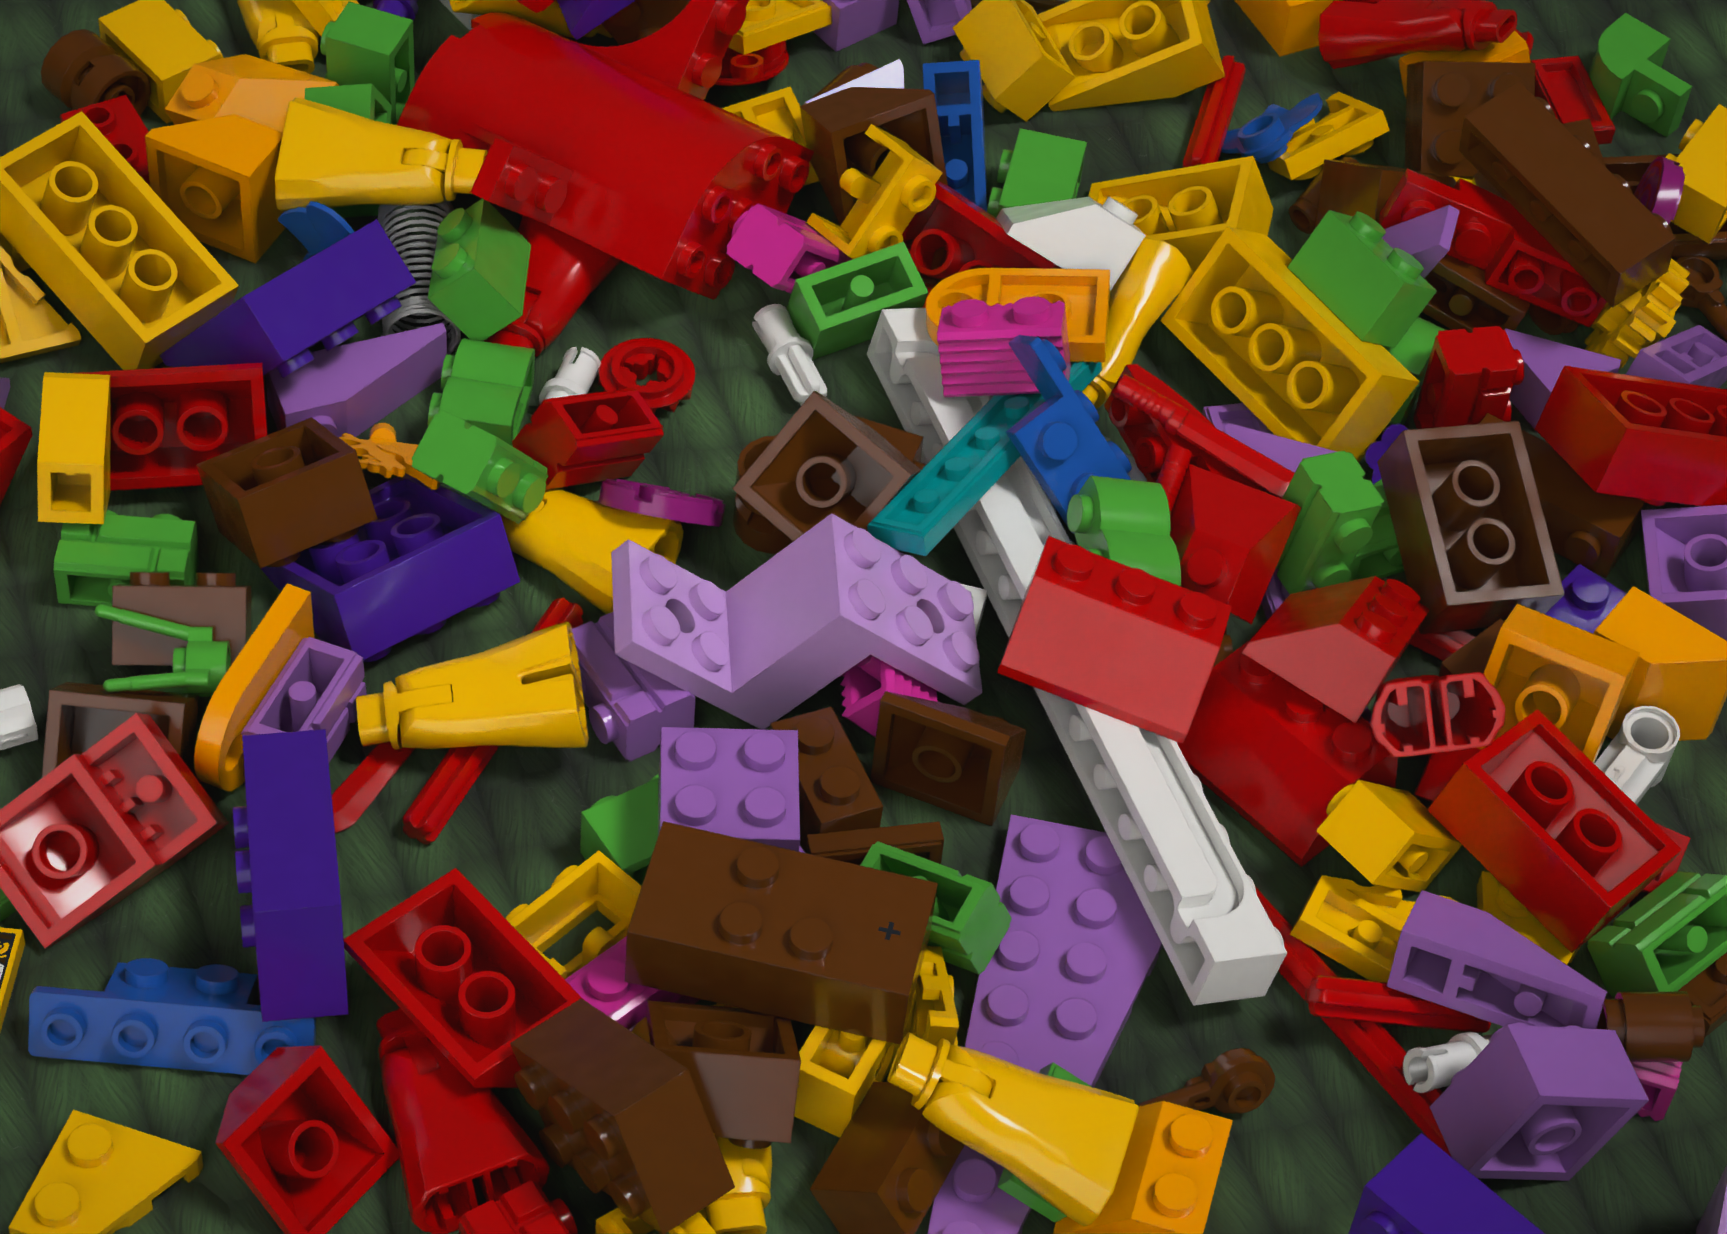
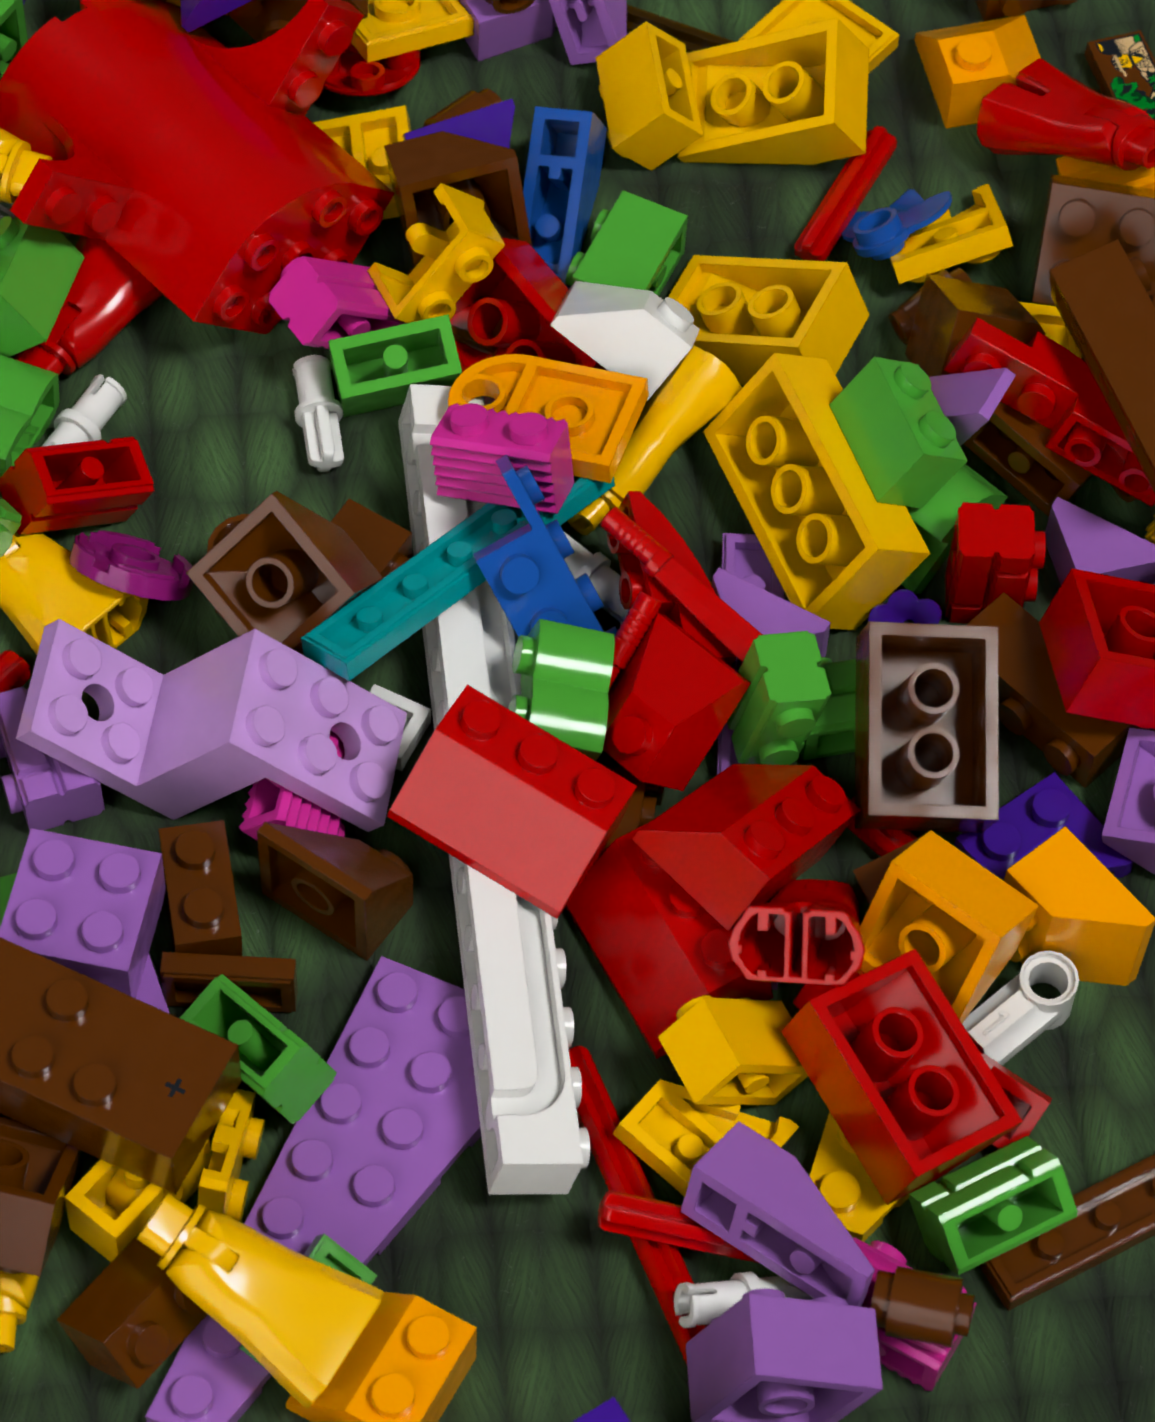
camera: 15 degrees right, 10 degrees up
(640, 357) = (166, 394): red gear -> none
(1231, 1083) = (506, 1278): reddish brown plate -> none

